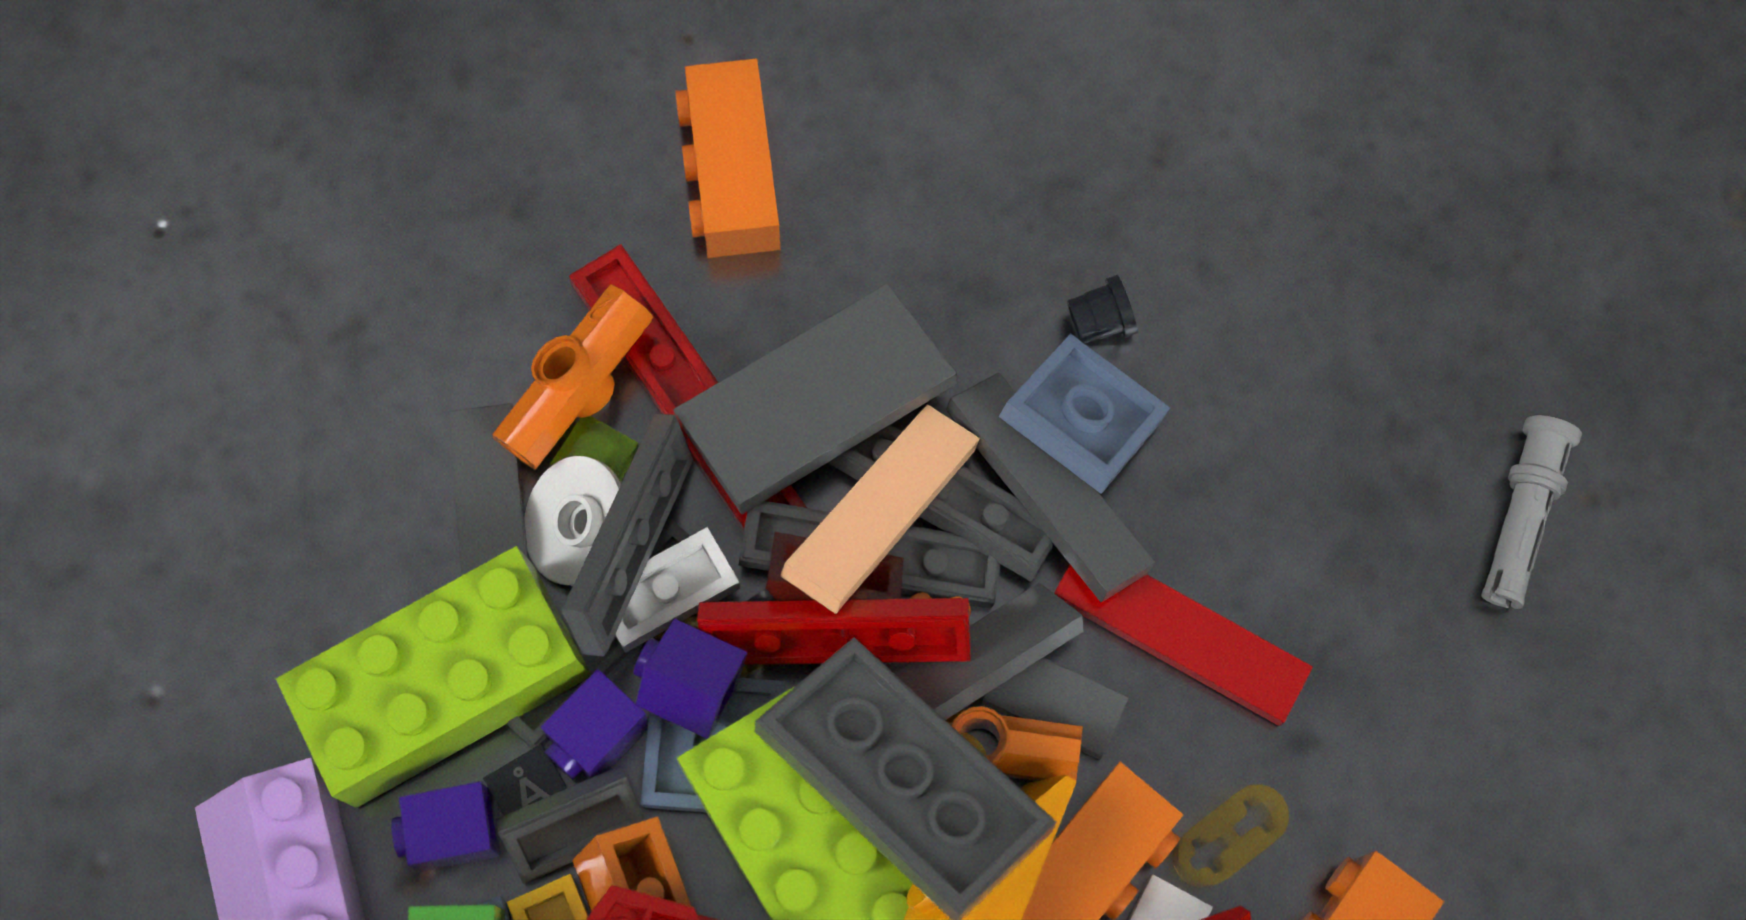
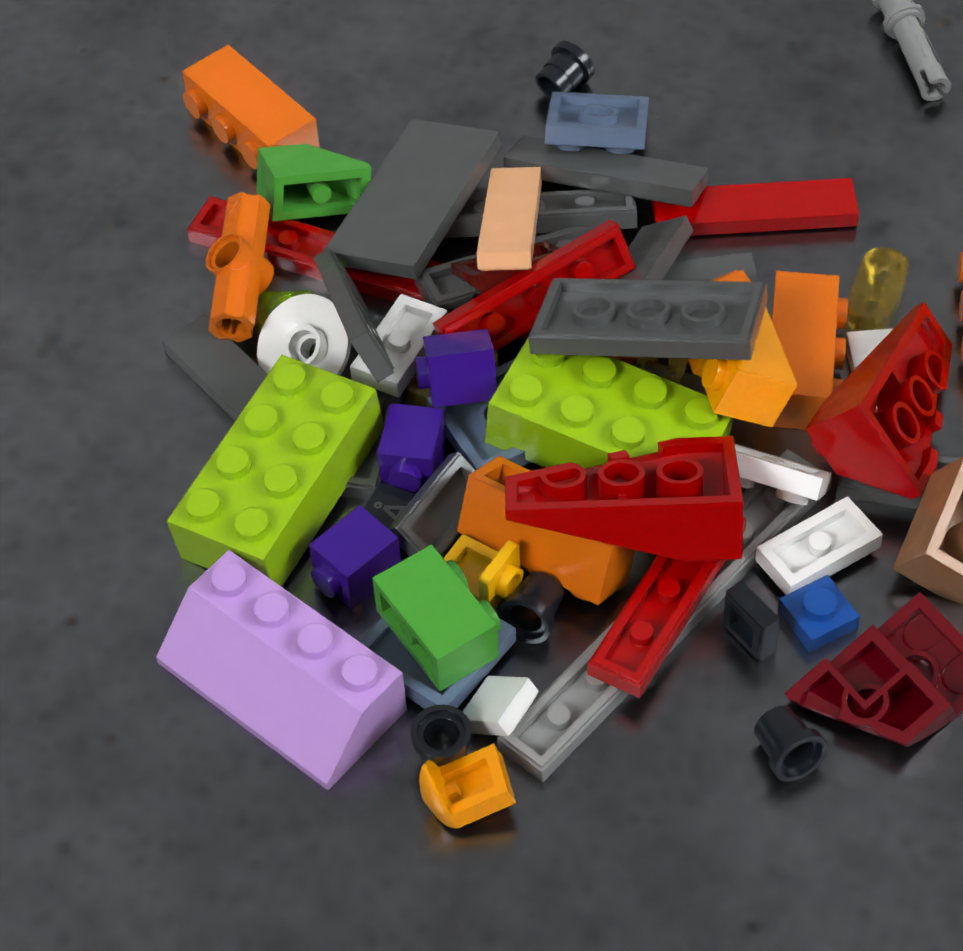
camera: 25 degrees left, 20 degrees down
(723, 299) = (309, 181): none -> bright green slope

